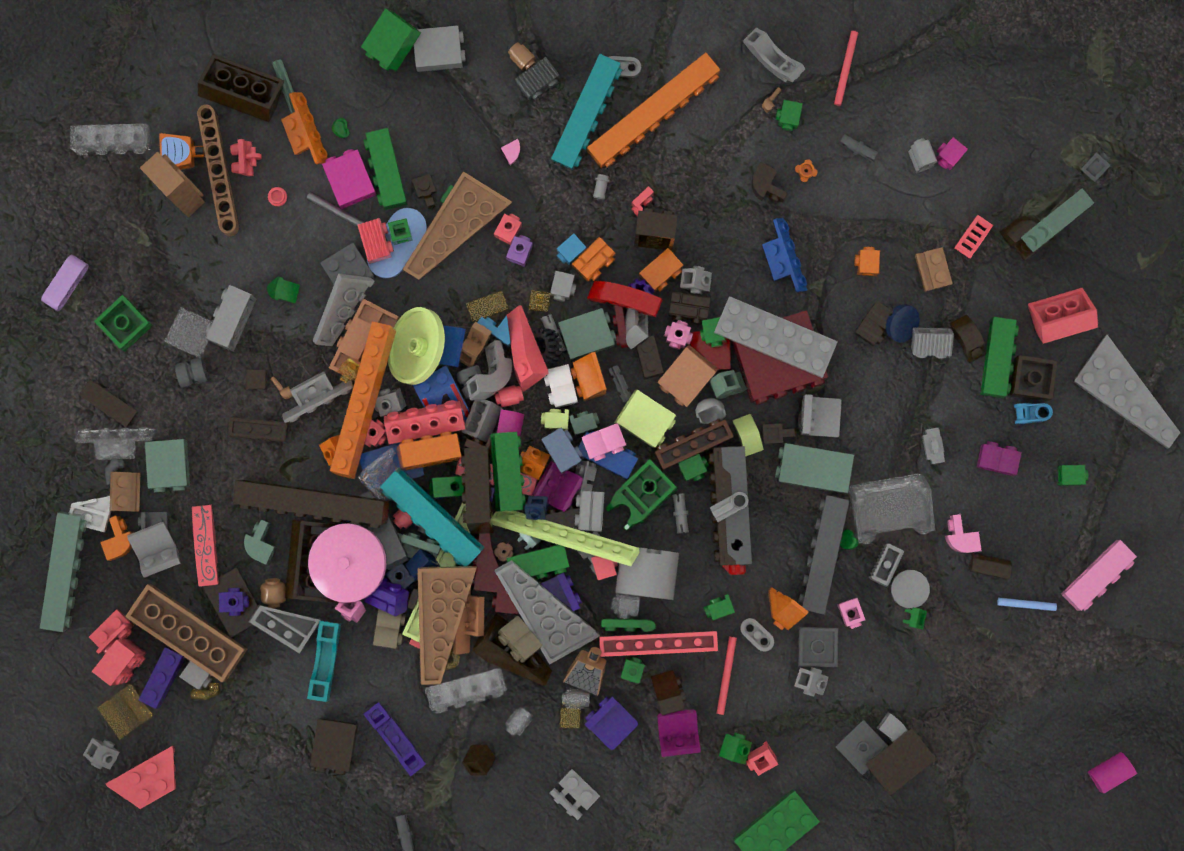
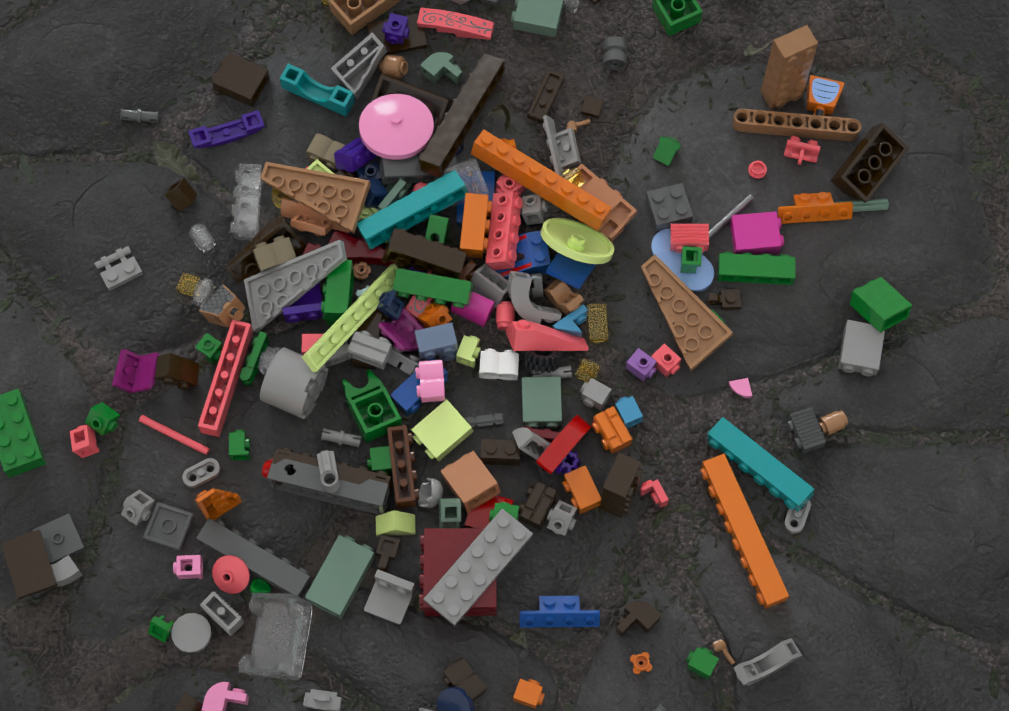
camera: 110 degrees right, 15 degrees down
(110, 138) = (852, 44): clear brick -> none
(189, 332) = (652, 64): clear tile -> none
(230, 317) = (653, 96): light grey brick -> none
(340, 128) = (807, 240): green piece -> none
(344, 297) = (635, 188): light grey wing -> none
(351, 610) = (351, 126): bright pink brick -> none
(584, 422) = (457, 374): sand green brick -> none
(589, 377) = (498, 391): orange slope -> none
(601, 186) = (682, 459): light grey pin -> none
(610, 722) = (170, 316): dark purple bracket -> none
(673, 340) = (513, 492): bright pink brick -> none
(846, 570) = (237, 571): none -> coral dish

